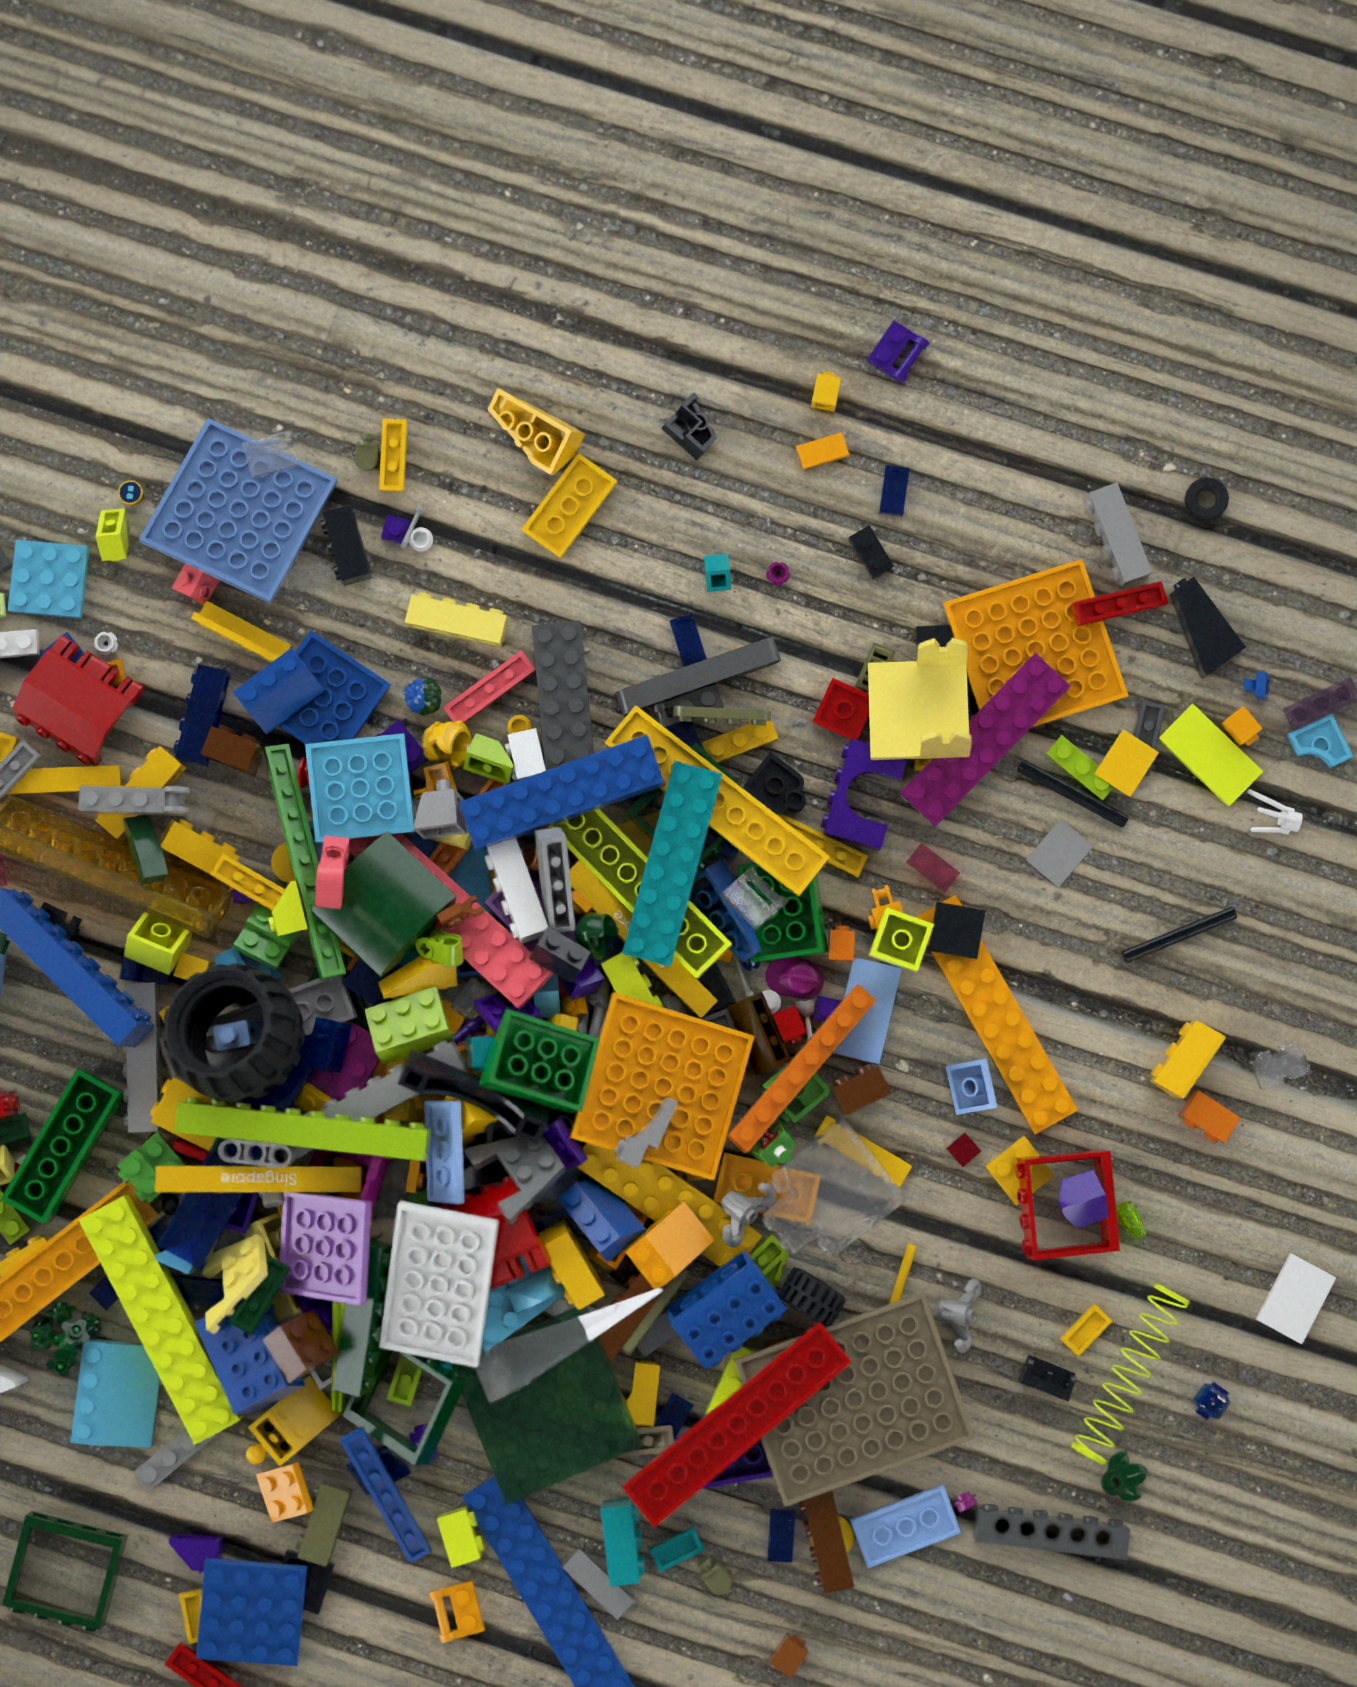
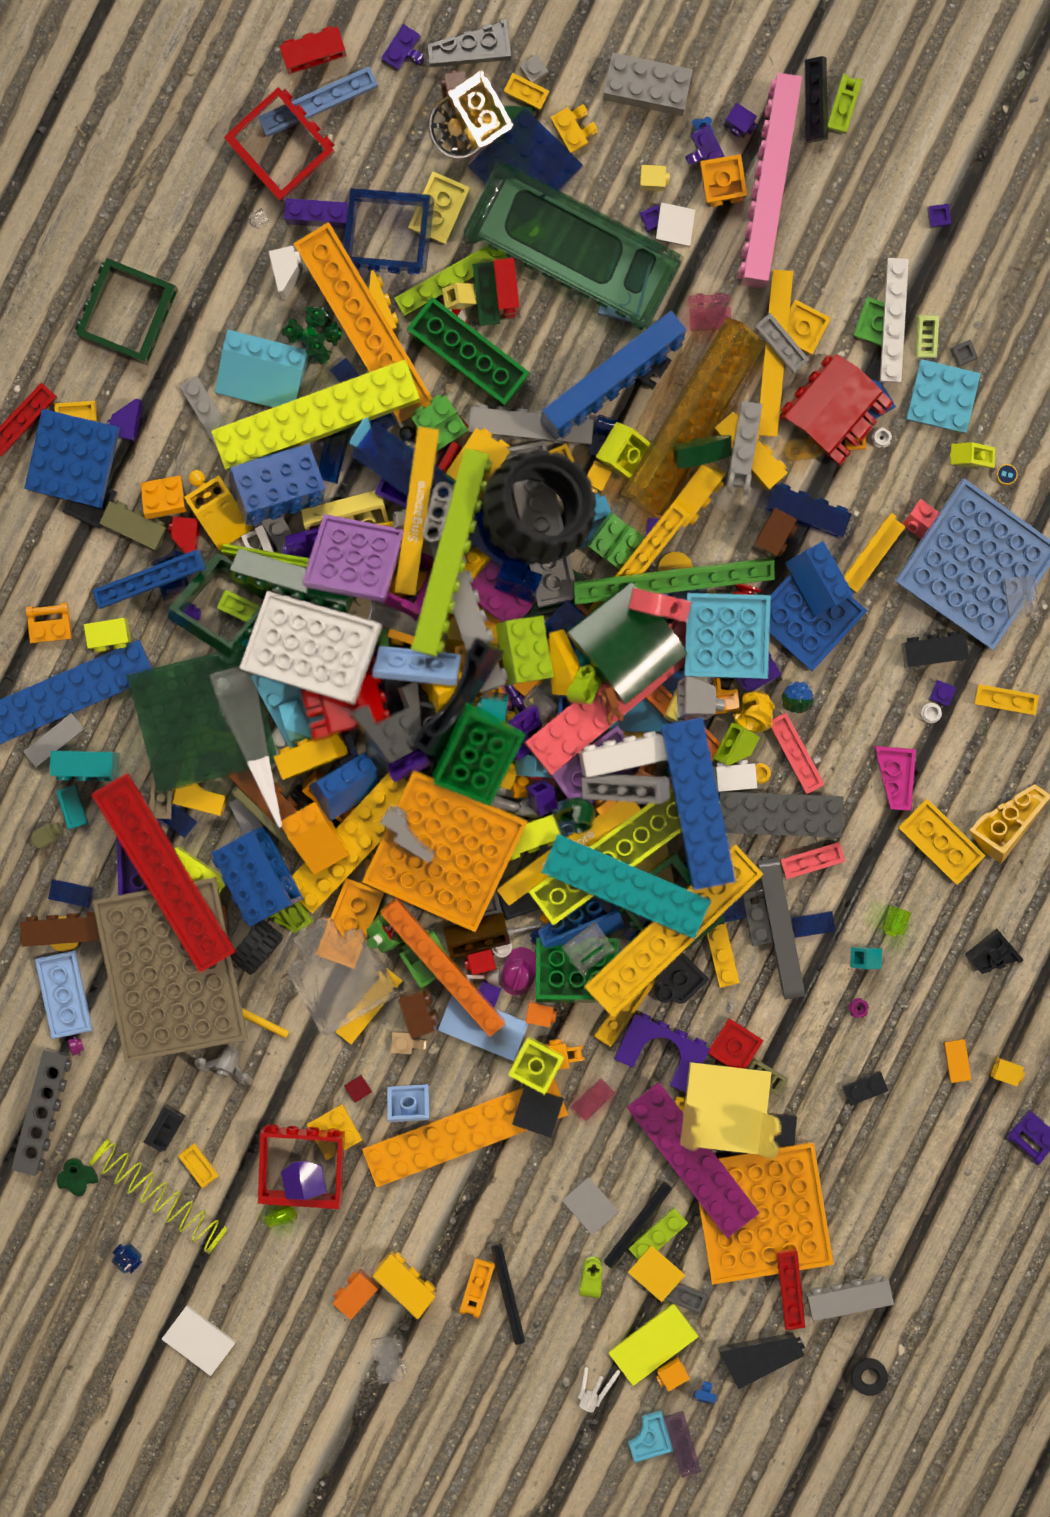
camera: 90 degrees right, 5 degrees up
(131, 731) = (804, 450): none -> clear yellow plate
(237, 1034) = (537, 510): light blue torso -> none
(243, 1270) = (343, 488): light yellow wing -> none
(257, 1303) = (322, 500): dark green tile -> none
(288, 912) = (632, 563): neon yellow slope -> none
(300, 1346) = (277, 528): reddish brown brick -> none
(323, 1458) = (185, 533): none -> red slope
(367, 453) = (1011, 677): olive arm -> none
(419, 510) = (956, 714): light grey hinge -> none
(456, 620) = (858, 734): light yellow brick -> none
(499, 567) = (897, 773): none -> dark pink wing
(559, 954) = (564, 783): black brick -> none
(612, 651) = (812, 860): none -> coral plate
(669, 545) = (895, 921): none -> clear neon green brick
(671, 1003) = (512, 867): clear plate -> none
(710, 715) = (743, 953): olive plate -> none
(744, 1211) = (334, 902): light grey piece -> none
(894, 490) = (914, 1115): clear blue tile -> none
(900, 1102) = (403, 1043): none -> tan plate
(1148, 838) = (591, 1280): none -> lime piece
(1177, 972) = (477, 1287): none -> light orange plate

